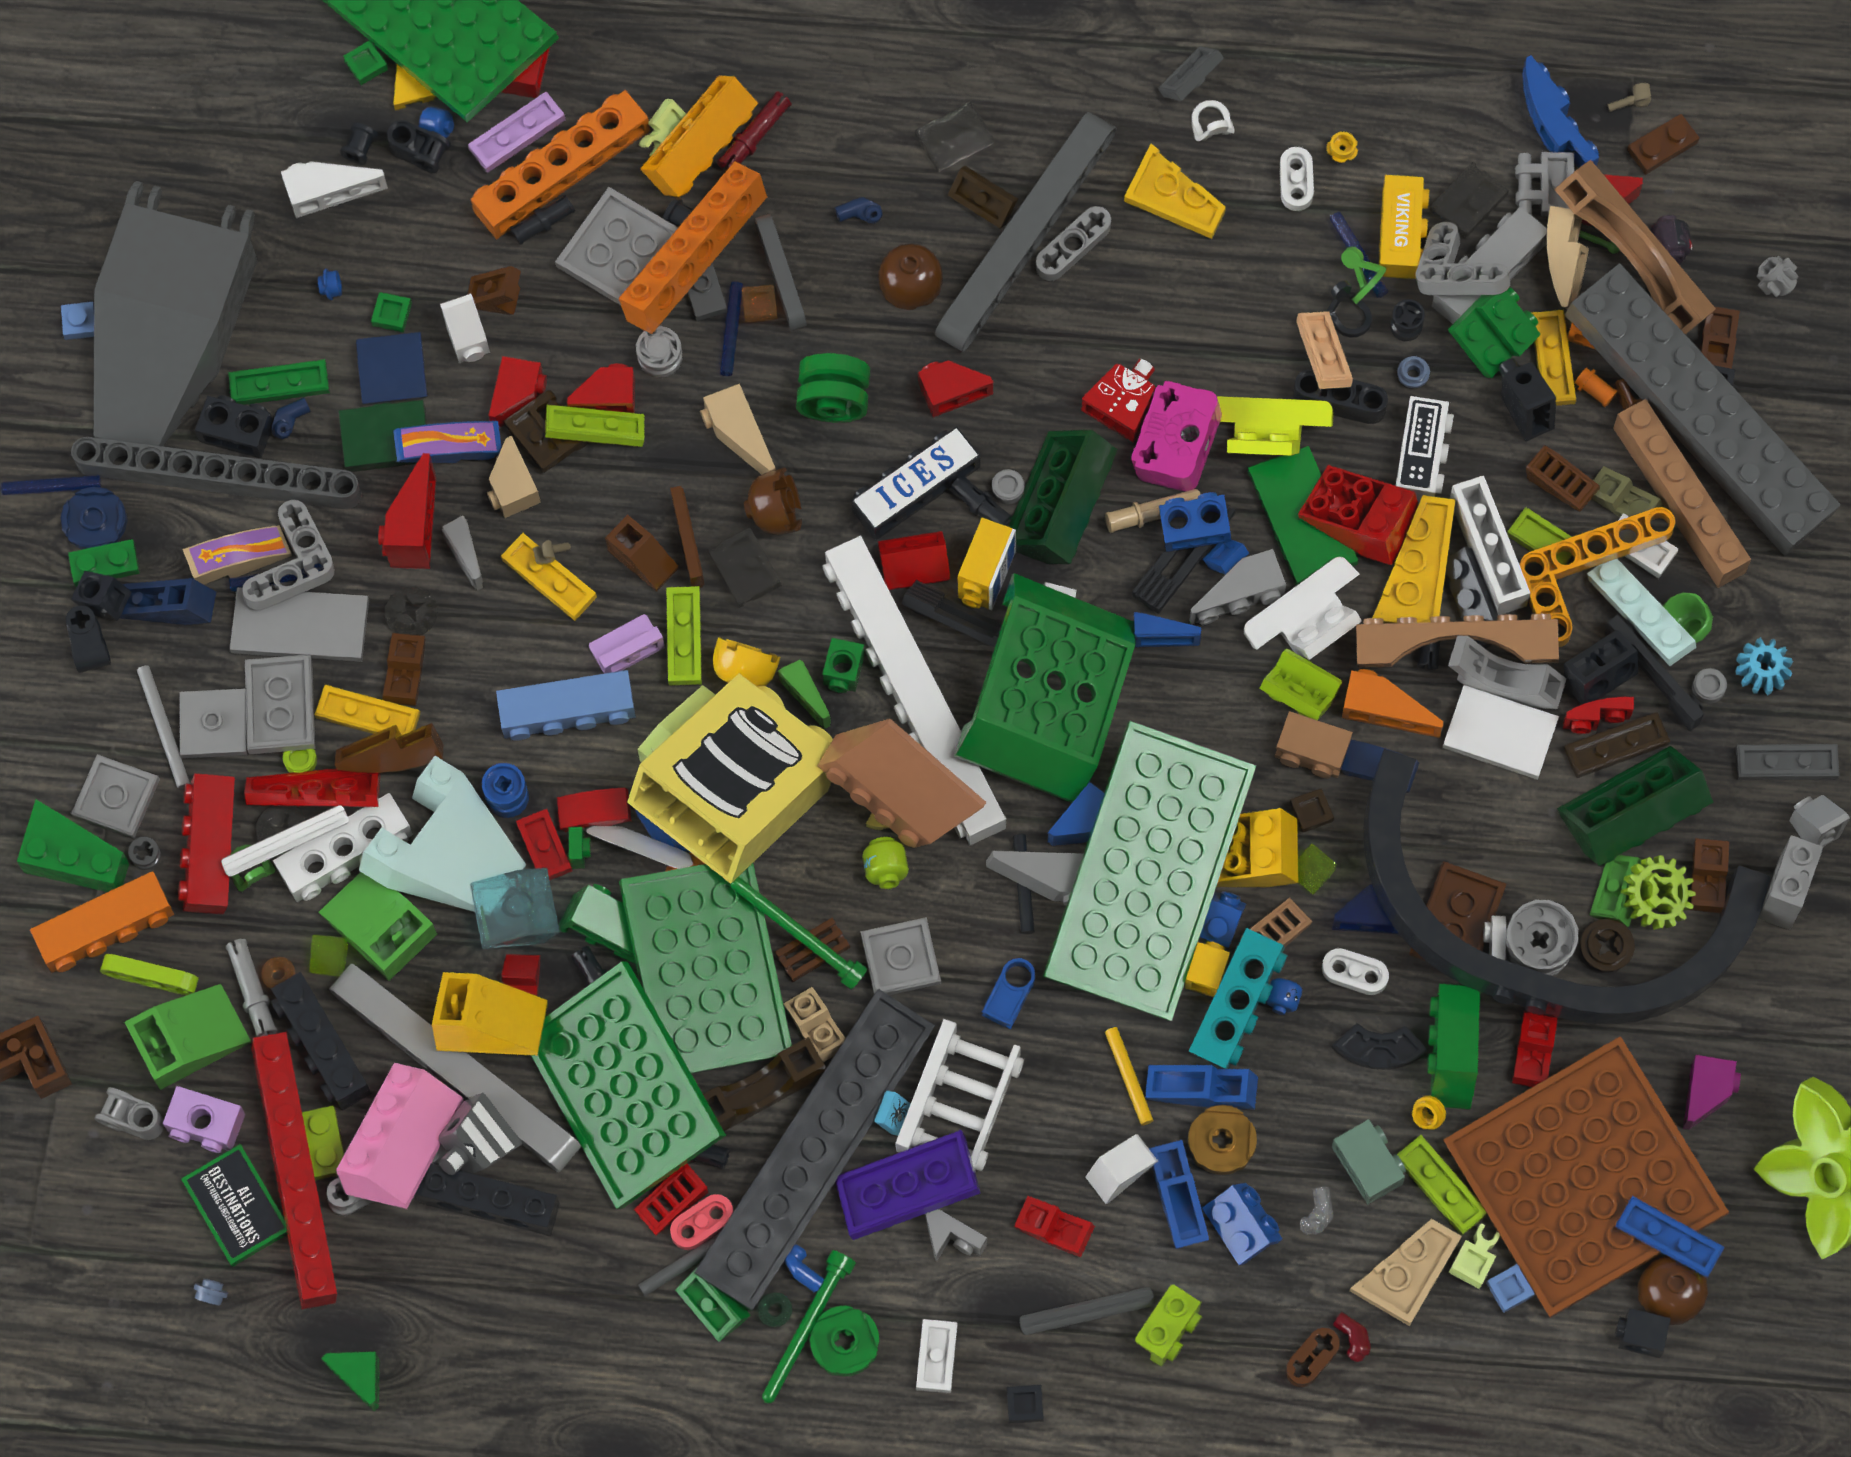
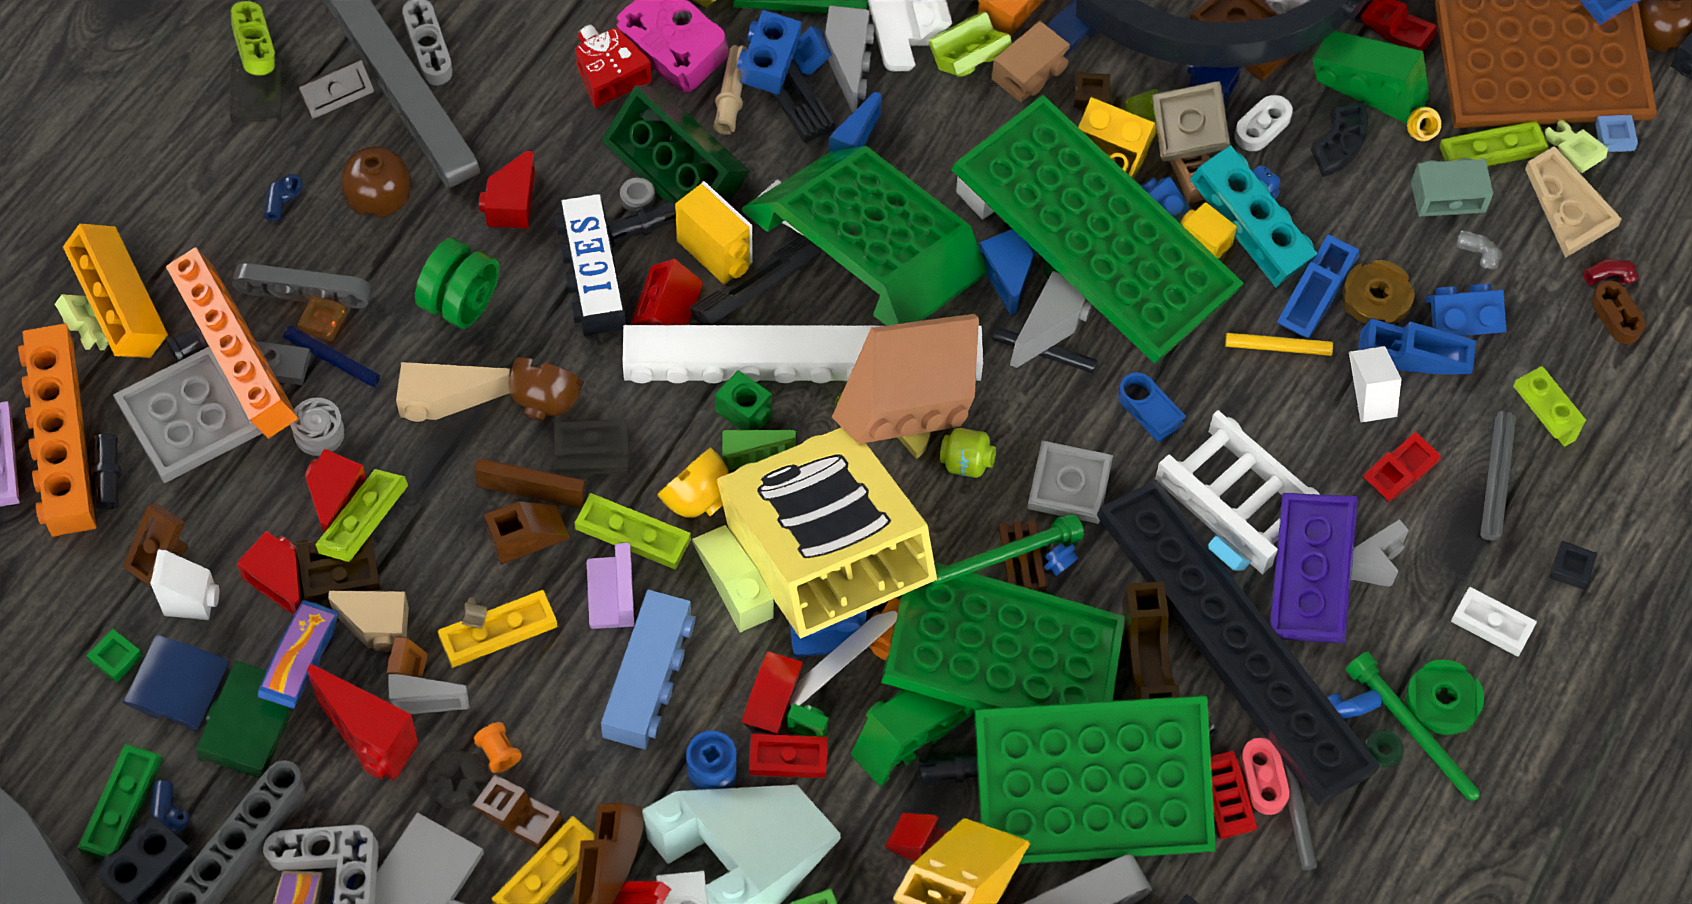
camera: 70 degrees left, 10 degrees down
(330, 284) = (43, 702): blue plate -> none
(447, 627) = (497, 747): none -> orange bush
(485, 524) = (406, 658): none -> dark orange plate
(515, 909) = (850, 804): clear light blue slope -> none
(711, 1306) = (1354, 806): green slope -> none
(745, 143) = (145, 257): dark red pin -> none
(815, 1022) = (1097, 586): tan slope -> none
(822, 979) = (1060, 558): none -> blue plate
(1001, 94) = (249, 47): none -> lime beam
(1311, 906) = (1191, 121): none -> dark tan plate

